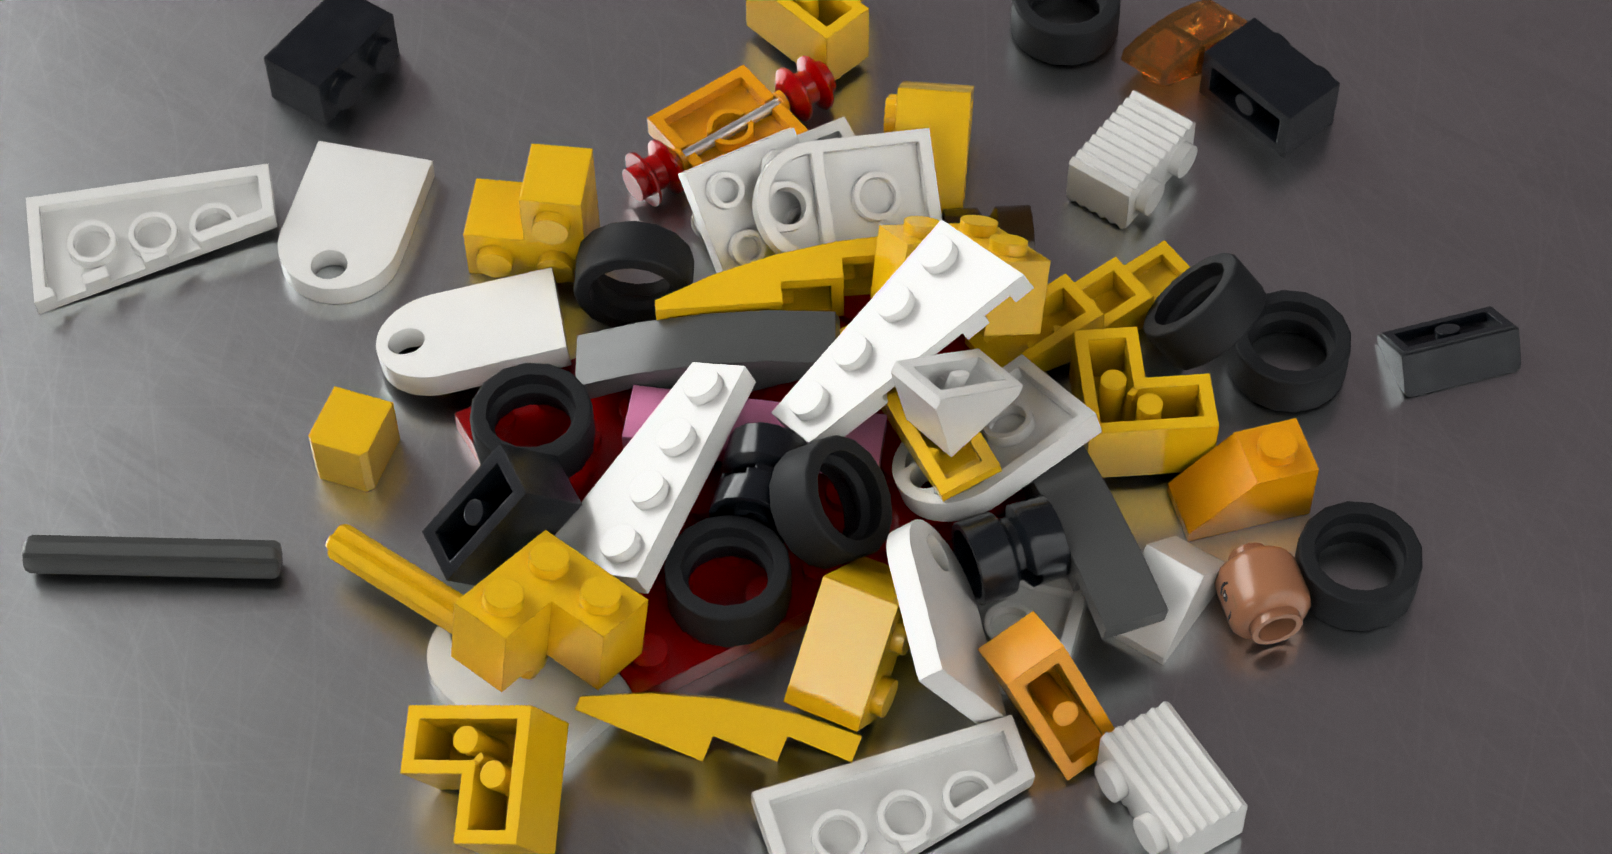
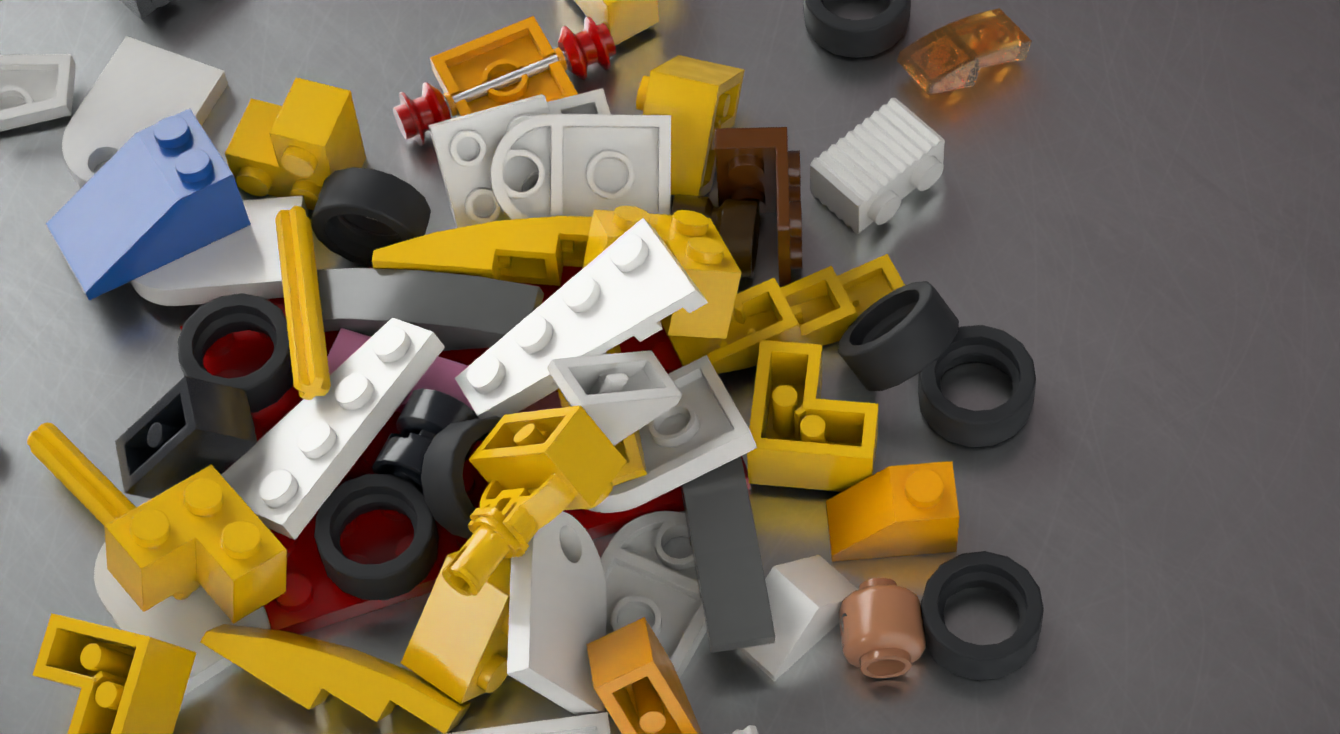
camera: 15 degrees right, 5 degrees up
(354, 439) = (82, 338): yellow piece -> none
(396, 296) = (148, 206): none -> slope
(592, 363) = (302, 303): none -> yellow axle
(893, 484) = (534, 472): none -> yellow brick
(1018, 547) = (646, 549): black wheel -> none
(1031, 170) = (759, 167): none -> reddish brown bracket
(1269, 87) = (1033, 110): black brick -> none
(1451, 351) = (1139, 408): black slope -> none

